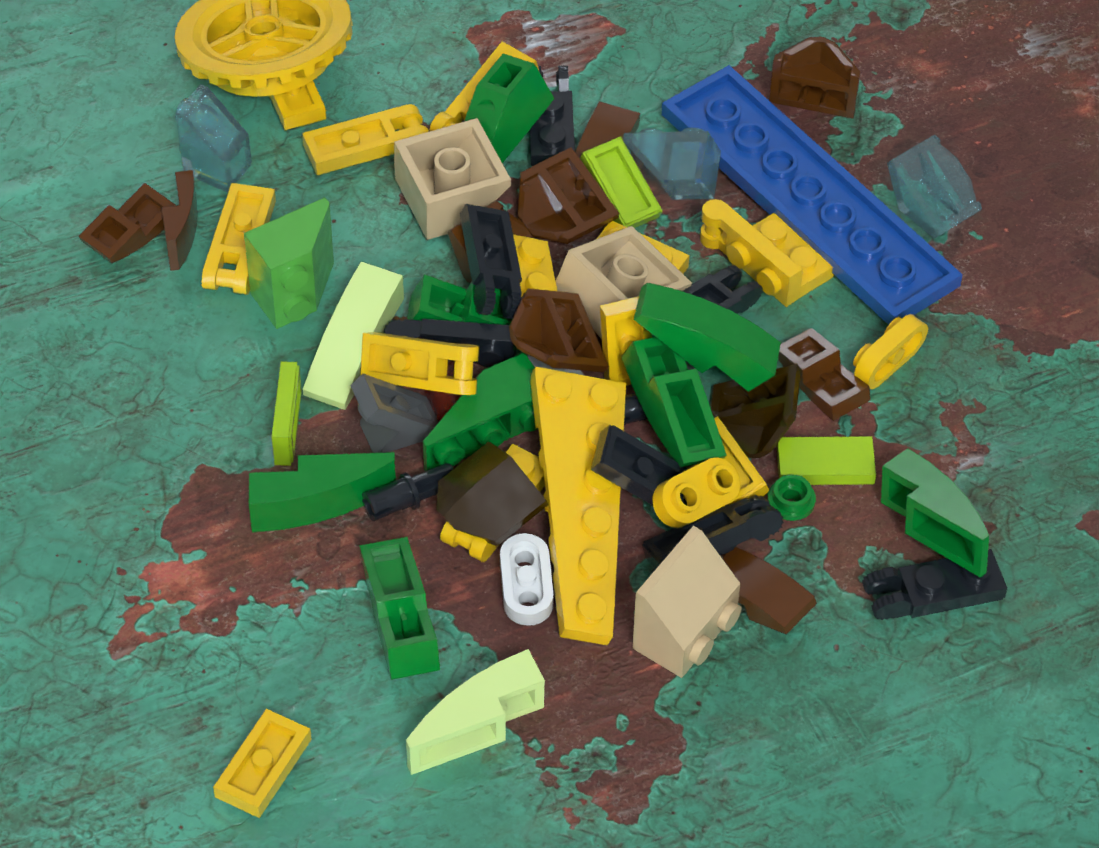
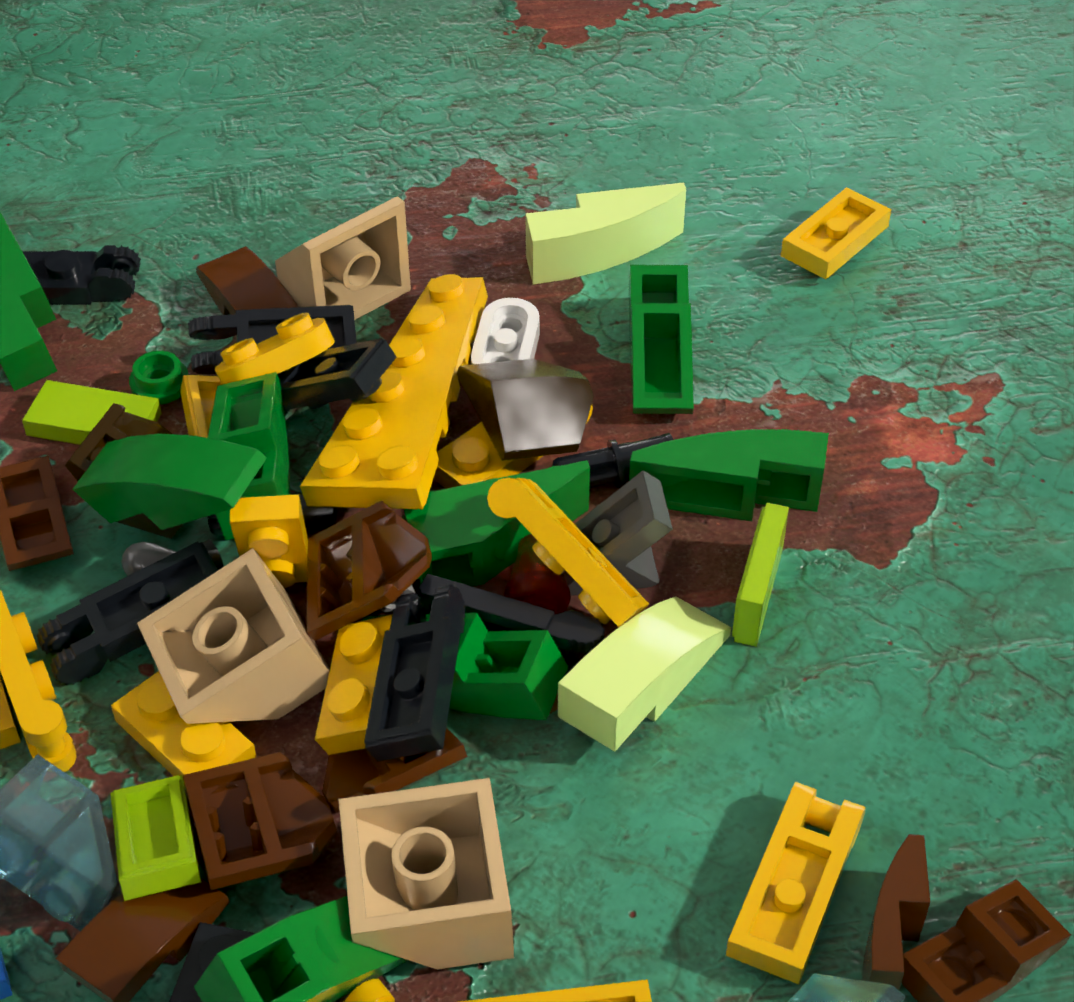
camera: 165 degrees left, 5 degrees down
(291, 262) = (724, 753): bright green slope -> none

